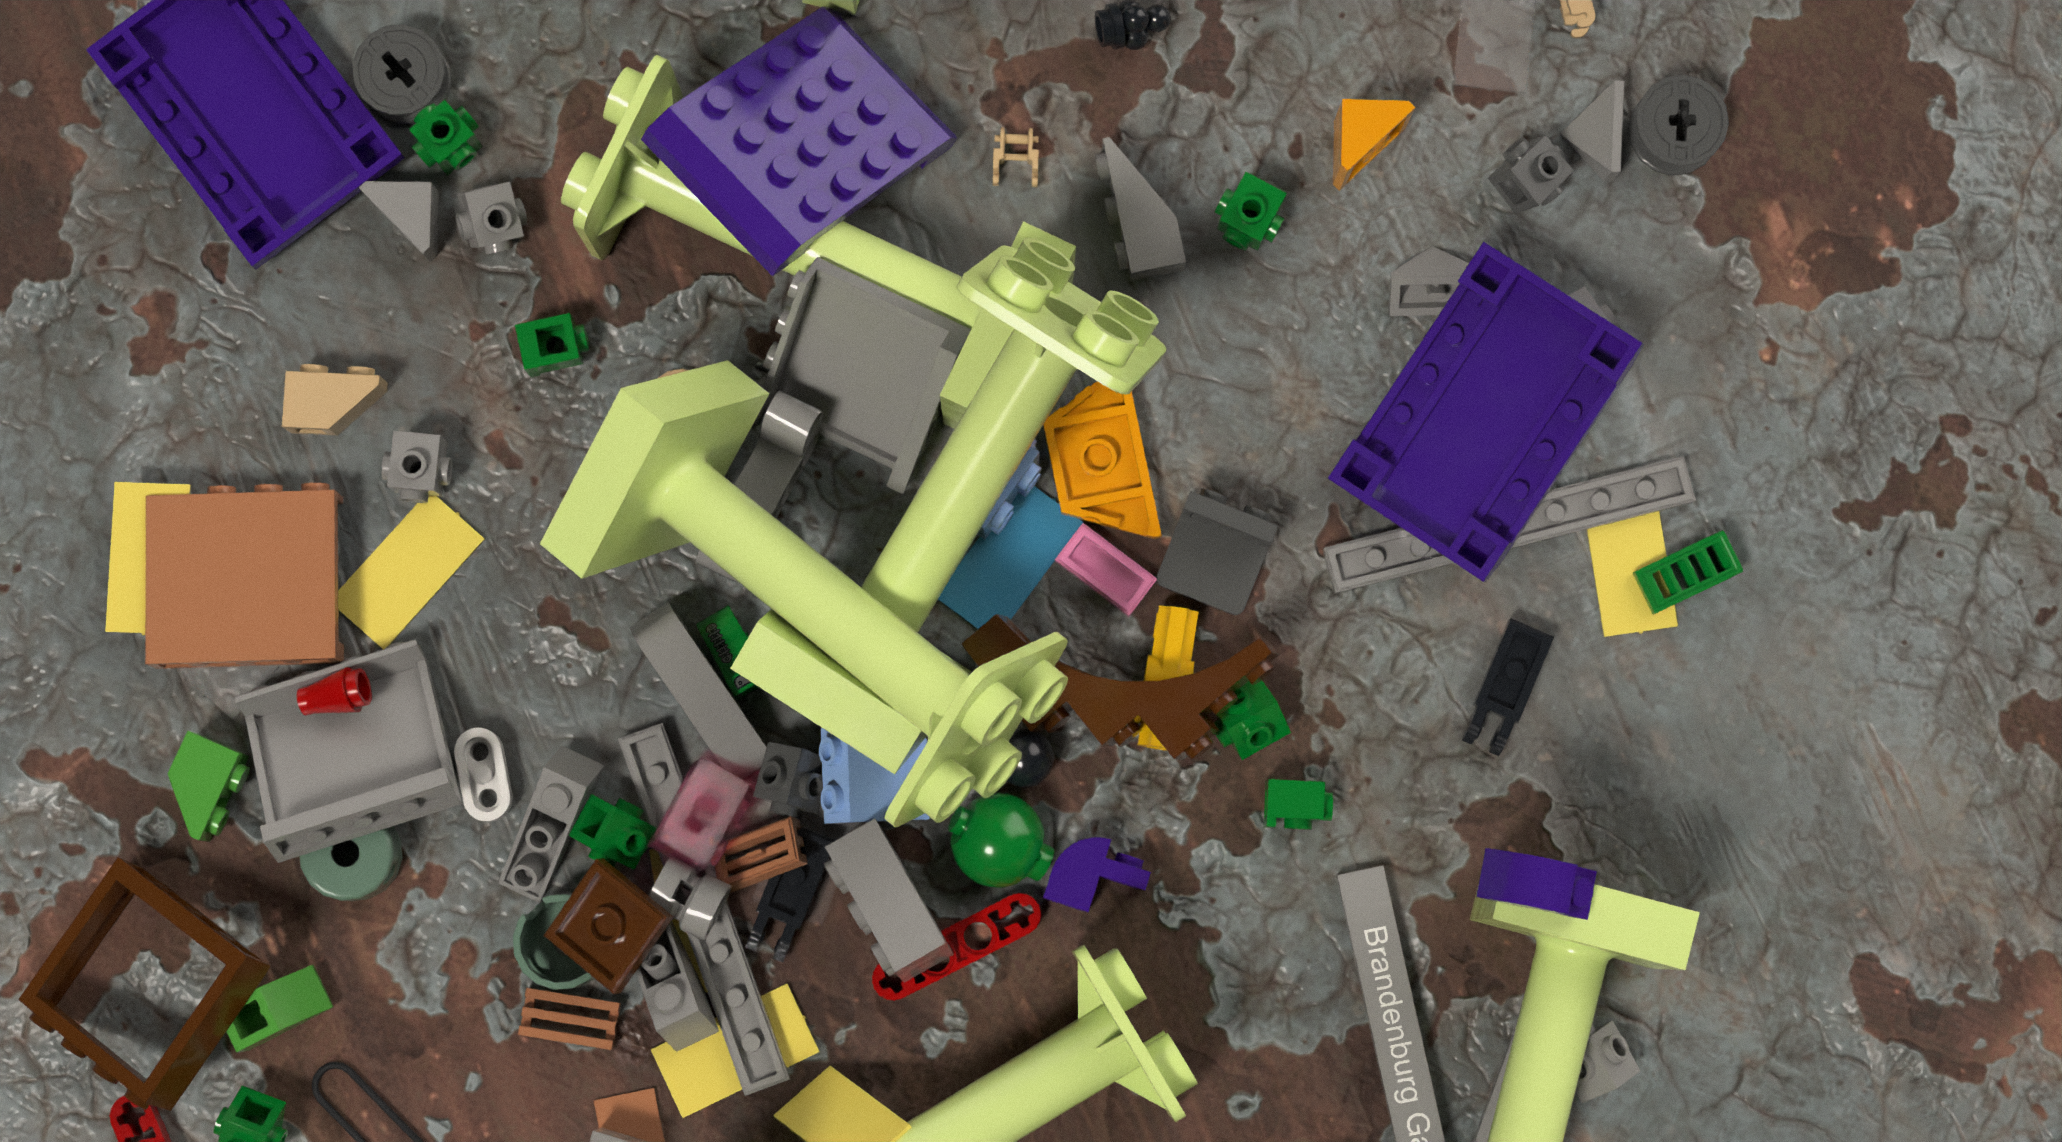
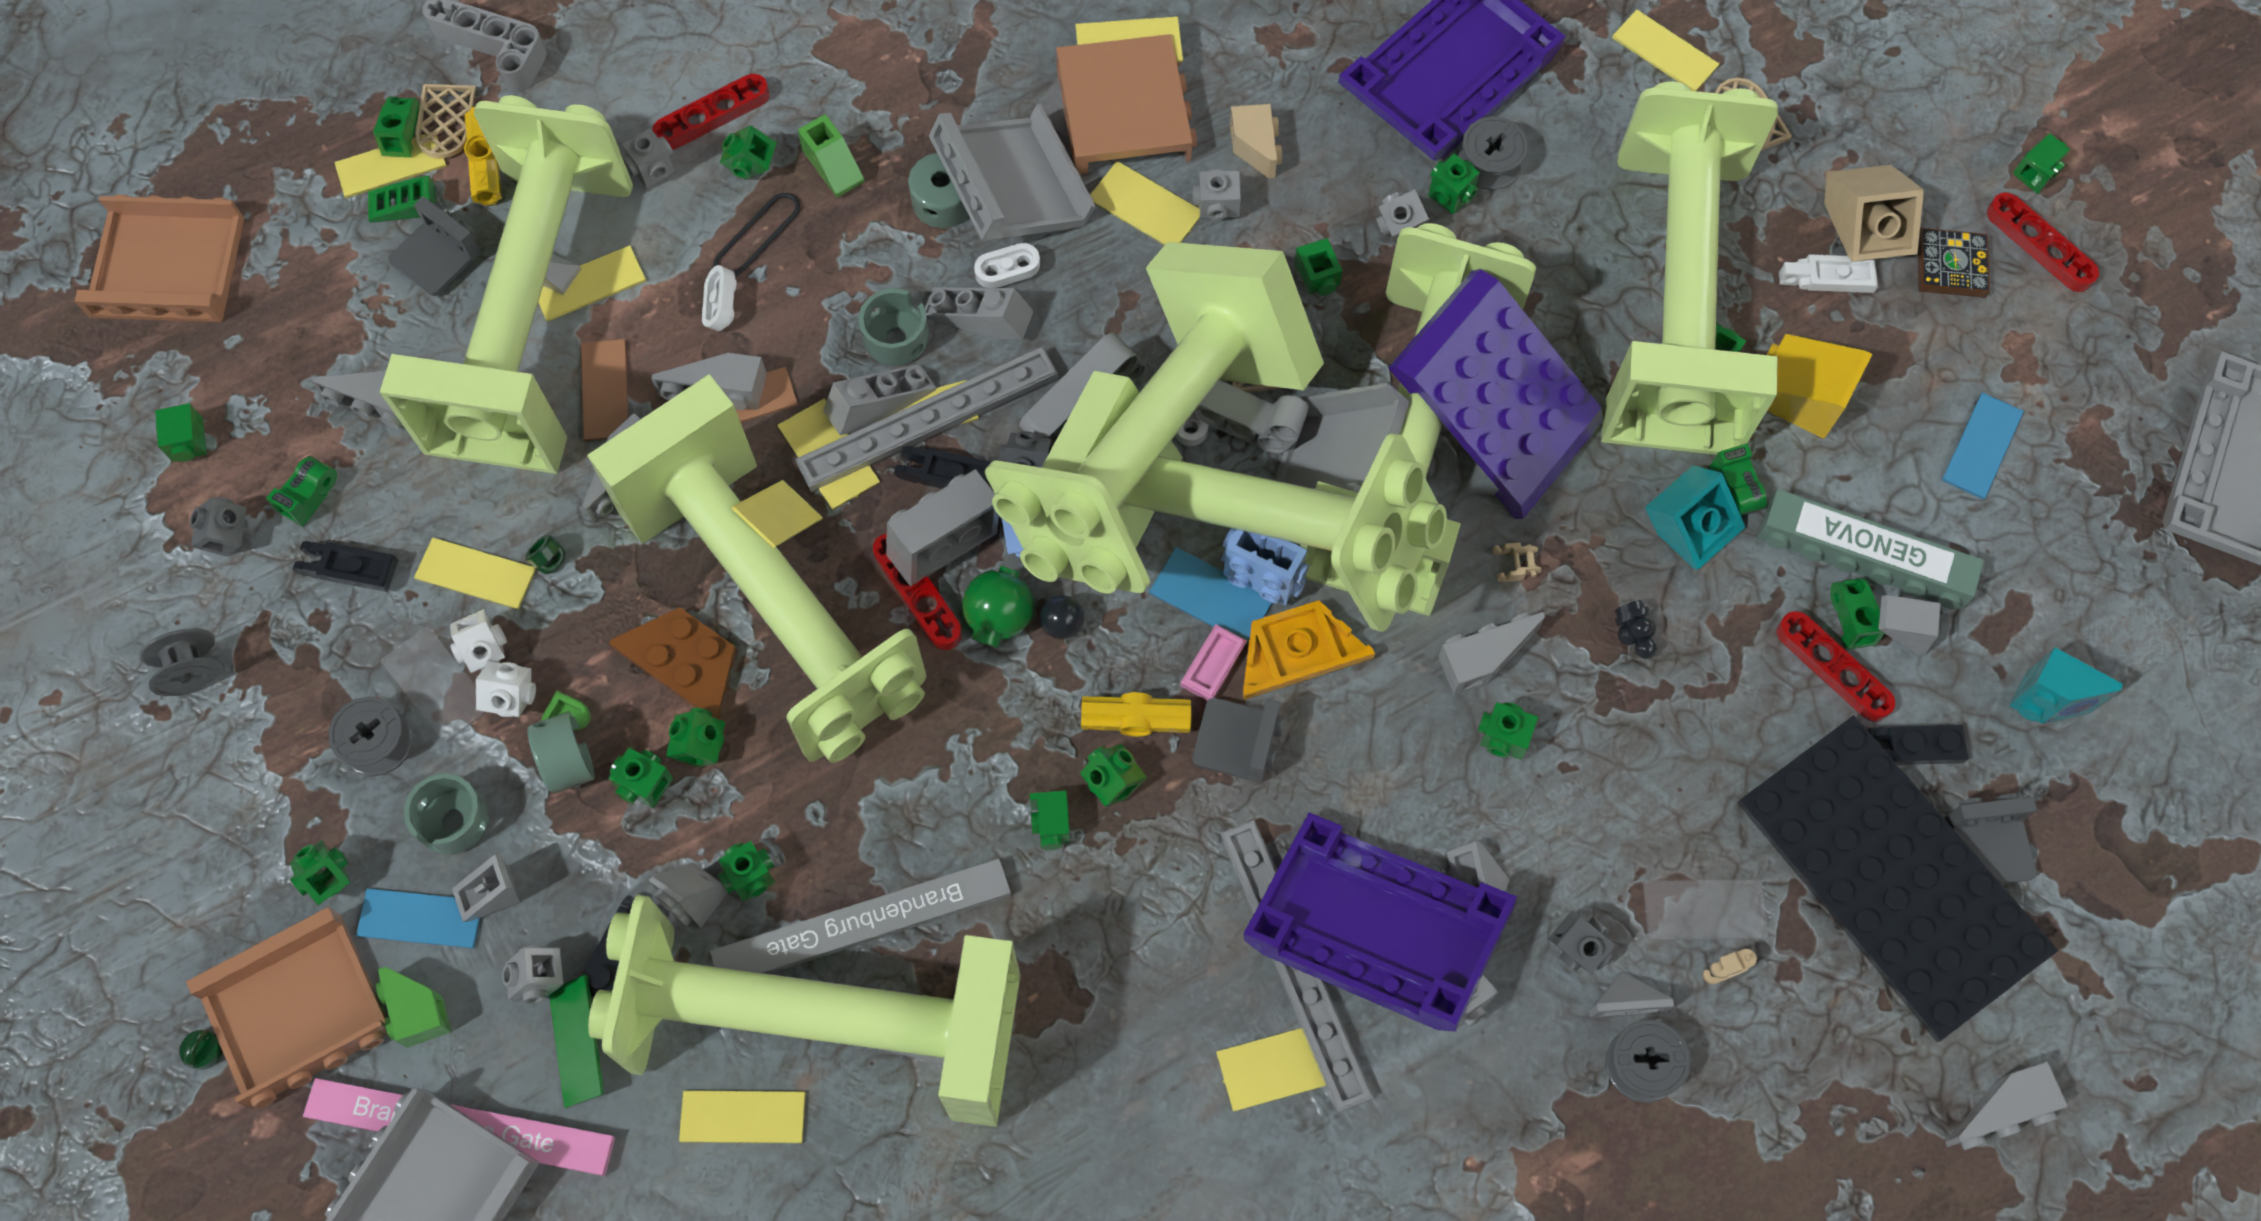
camera: 85 degrees right, 15 degrees down
(203, 782) = (980, 97): bright green slope -> none
(205, 1025) = (821, 107): reddish brown window -> none
(337, 693) = (1052, 165): red cone -> none
(410, 208) = (1396, 171): light grey slope -> none
(530, 1012) = (843, 318): nougat tile -> none
(608, 926) = (905, 342): reddish brown tile -> none
(613, 831) = (975, 347): green brick -> none
(701, 814) = (992, 399): clear pink brick -> none
(703, 904) = (931, 395): light grey wheel -> none
(767, 870) = (962, 444): nougat tile -> none
(1079, 869) = (983, 668): dark purple brick -> none
(1113, 708) = (1103, 669): reddish brown arch -> none
(1363, 131) = (1584, 805): light orange slope -> none
(1508, 681) = (1167, 974): black hinge -> none
(1536, 883) = (993, 960): dark purple brick -> none
(1605, 1063) = (871, 1075): light grey brick -> none
(1723, 553) = (1273, 1130): green slope -> none

